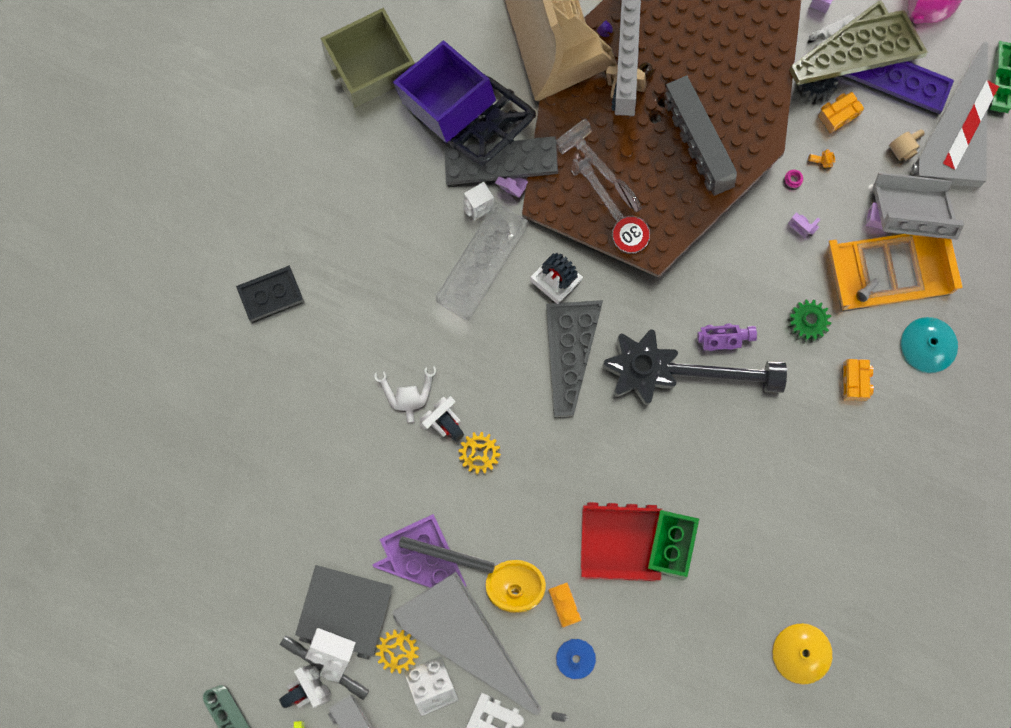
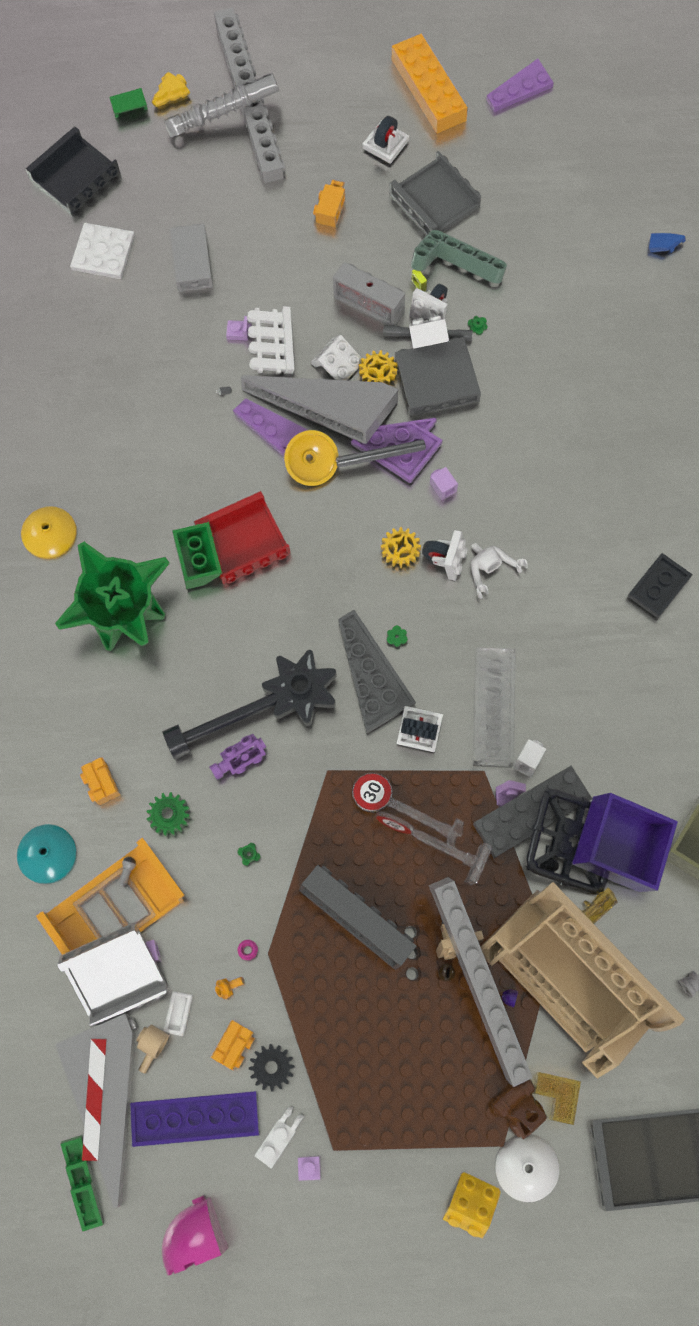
camera: 160 degrees right, 5 degrees down
(28, 637) = (665, 241): none -> blue slope
(273, 655) = (477, 324): none -> green plant
(403, 495) = (443, 483): none -> lavender brick
(486, 65) = (600, 906): none -> clear yellow plate
(532, 644) = (268, 425): none -> medium lavender wing
(534, 373) = (397, 631): none -> green plant
(564, 605) = (263, 466): light orange brick -> none
(566, 664) = (236, 443): blue plate -> none
(759, 249) = (246, 860): none -> green plate
(793, 533) = (114, 596): none -> green piece
(802, 225) = (219, 905): lavender bracket -> none
(862, 44) = (236, 1137): olive wing -> none
(873, 160) = (178, 1013): none -> white tile

